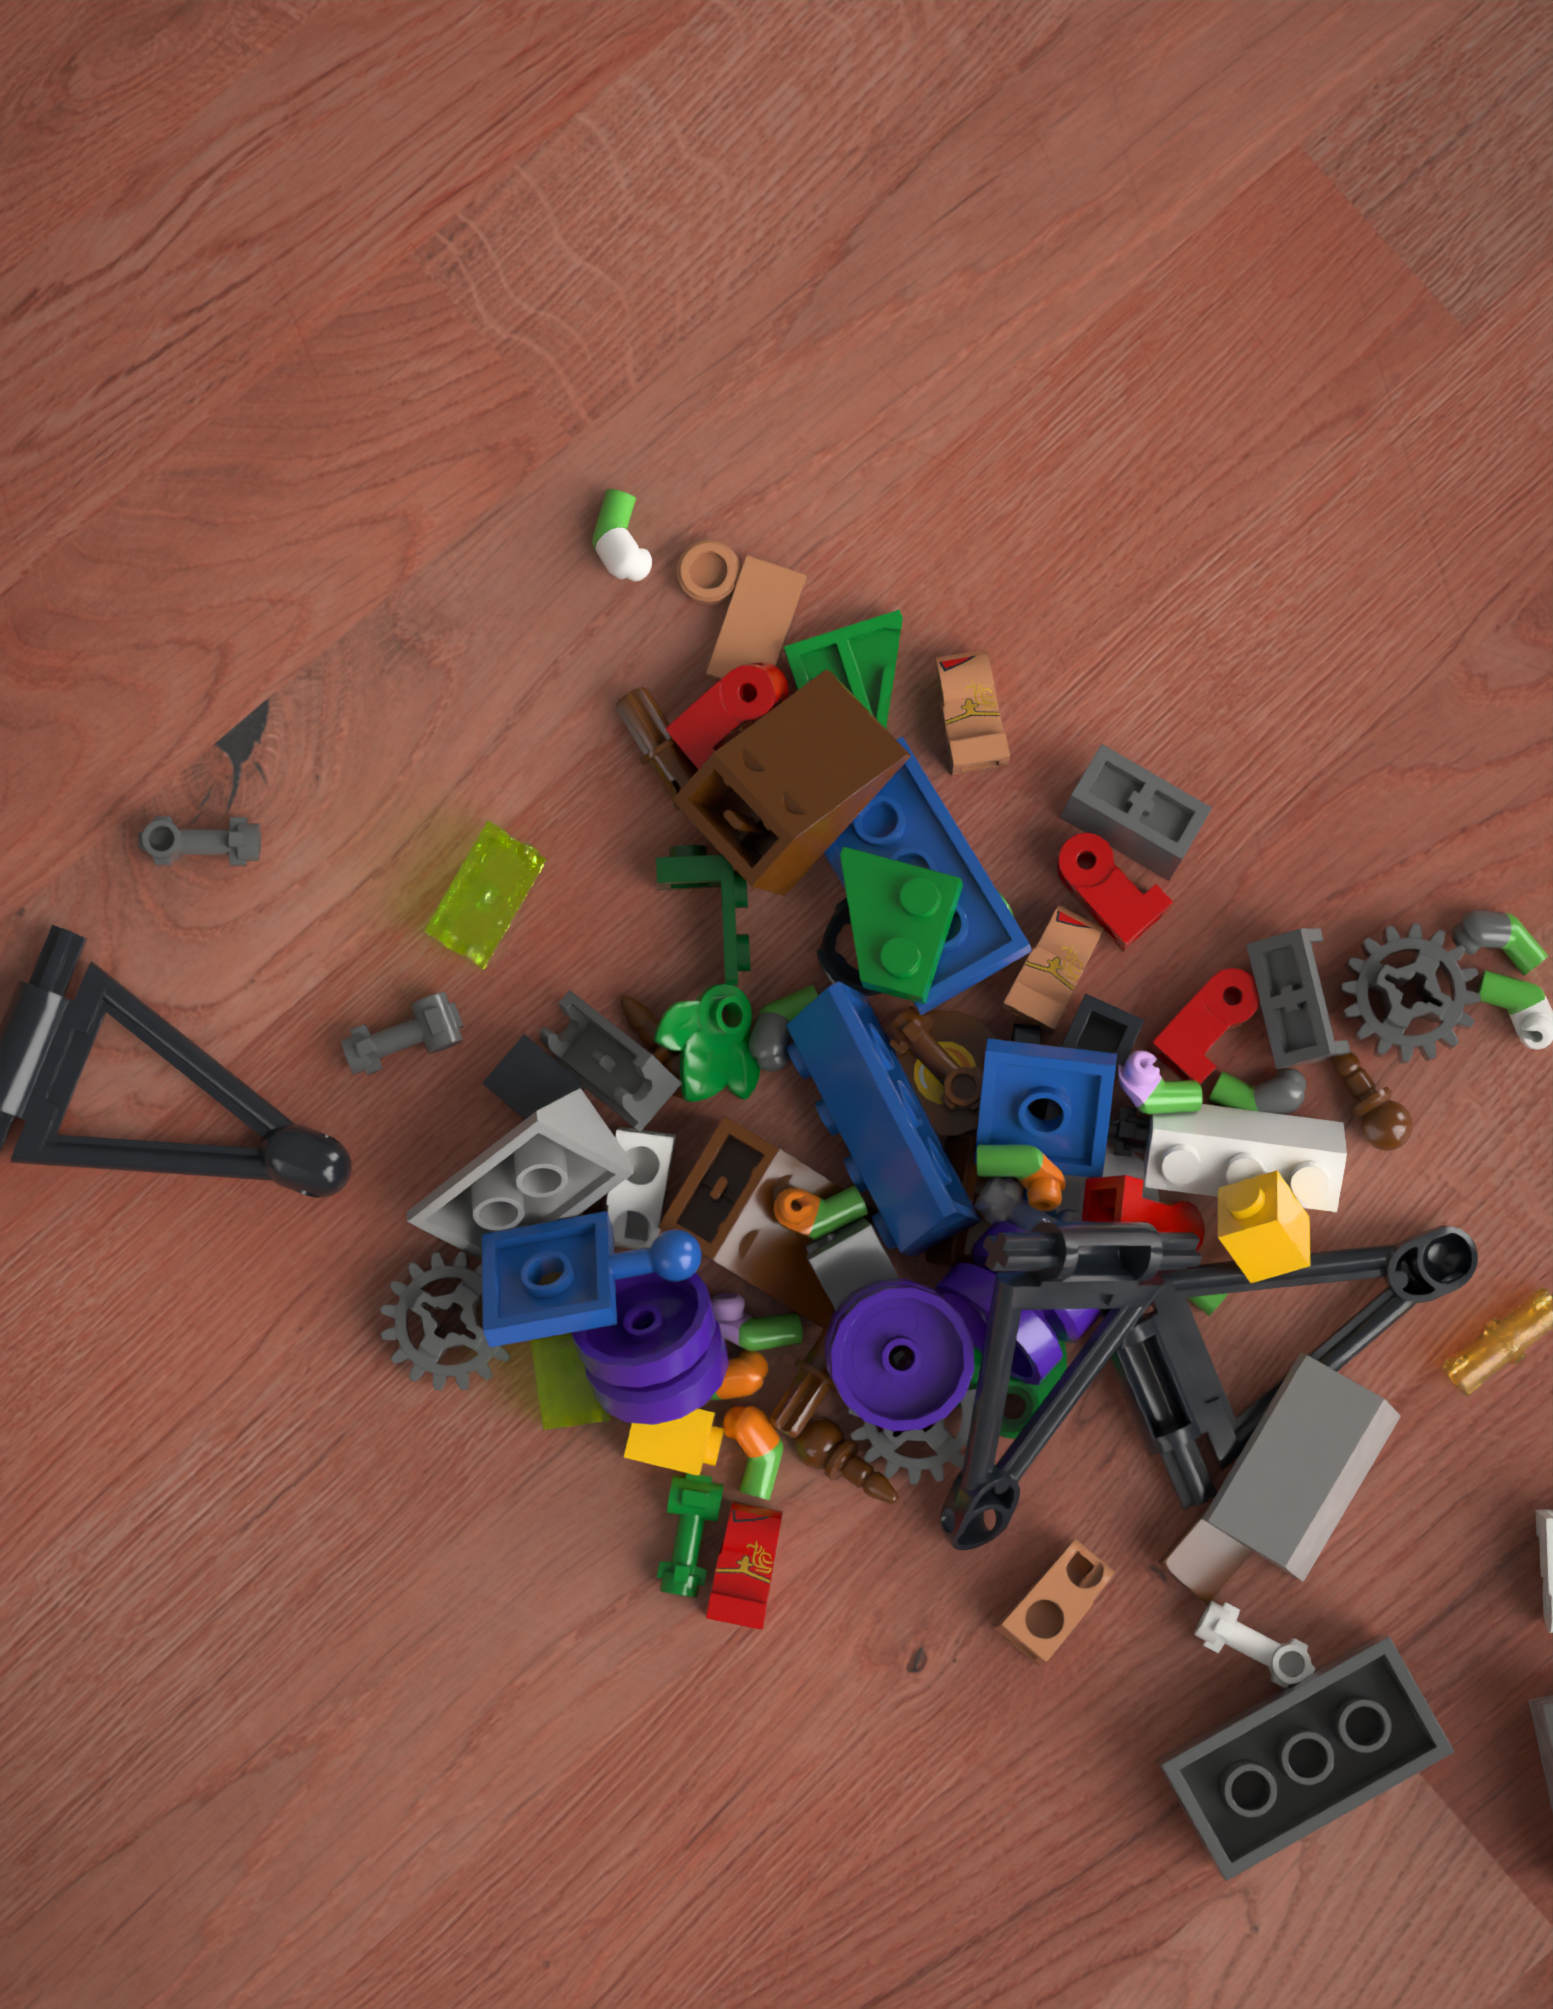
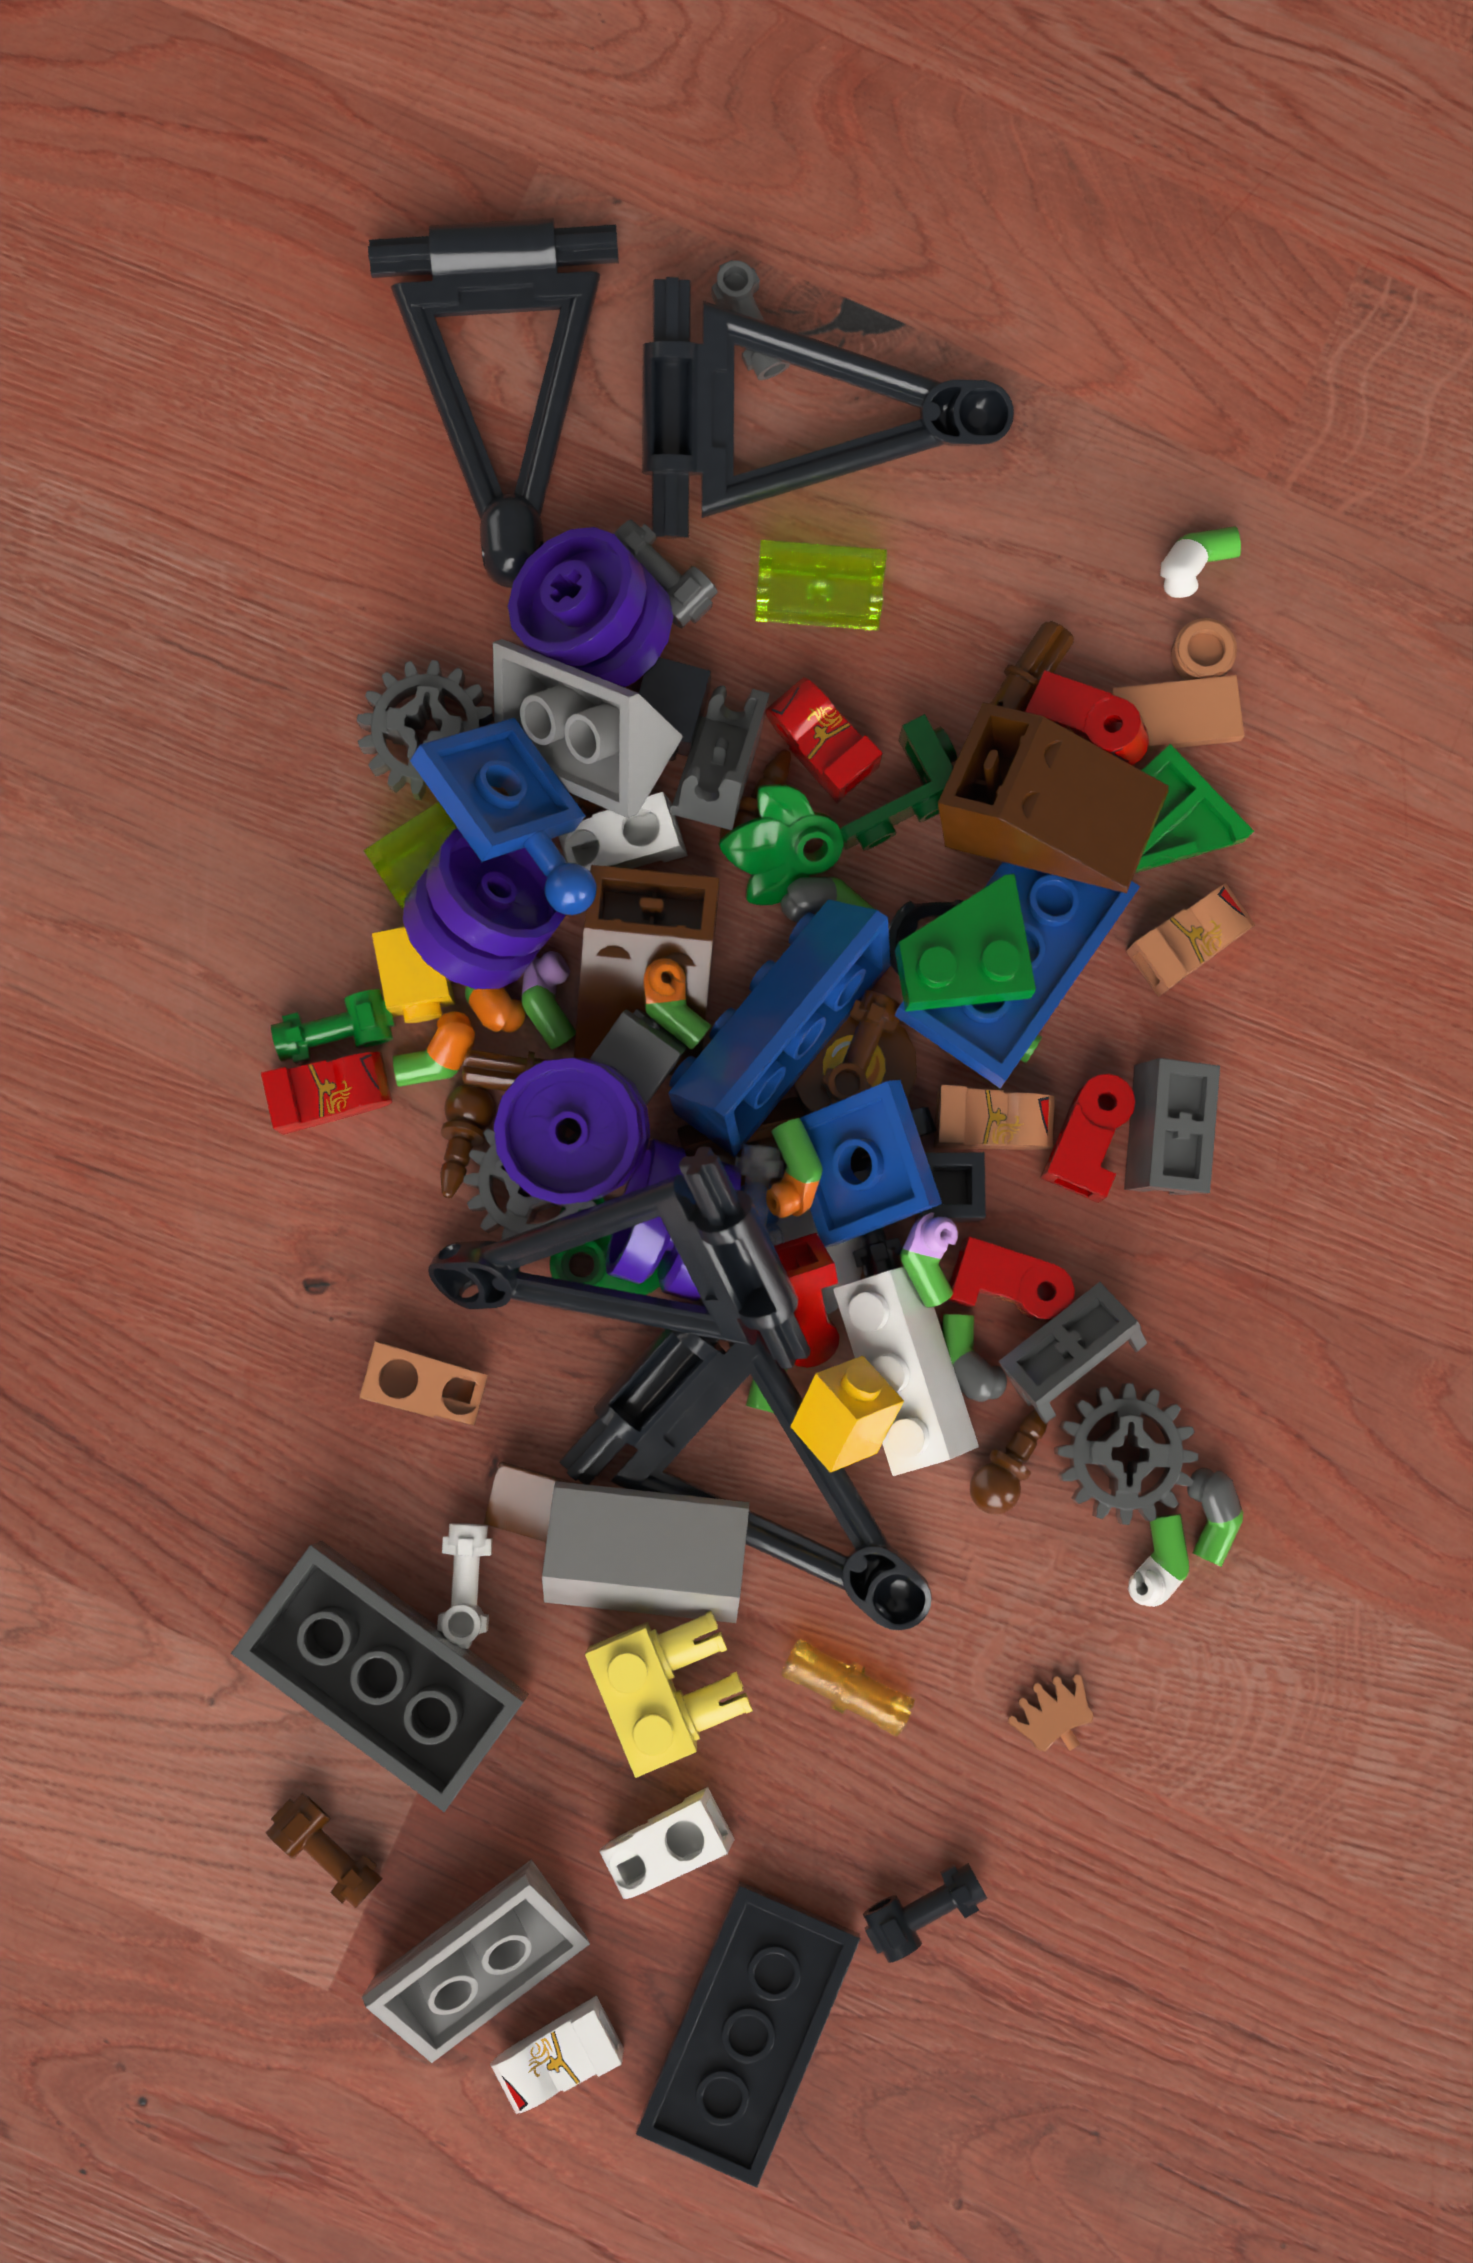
camera: 60 degrees right, 0 degrees up
(265, 935) = (692, 410): none -> black piece
(417, 1117) = (591, 606): none -> dark purple wheel
(628, 960) = (823, 739): none -> red leg
(1406, 1896) = (300, 1827): none -> reddish brown bar
(1451, 1530) = (638, 1690): none -> light yellow brick

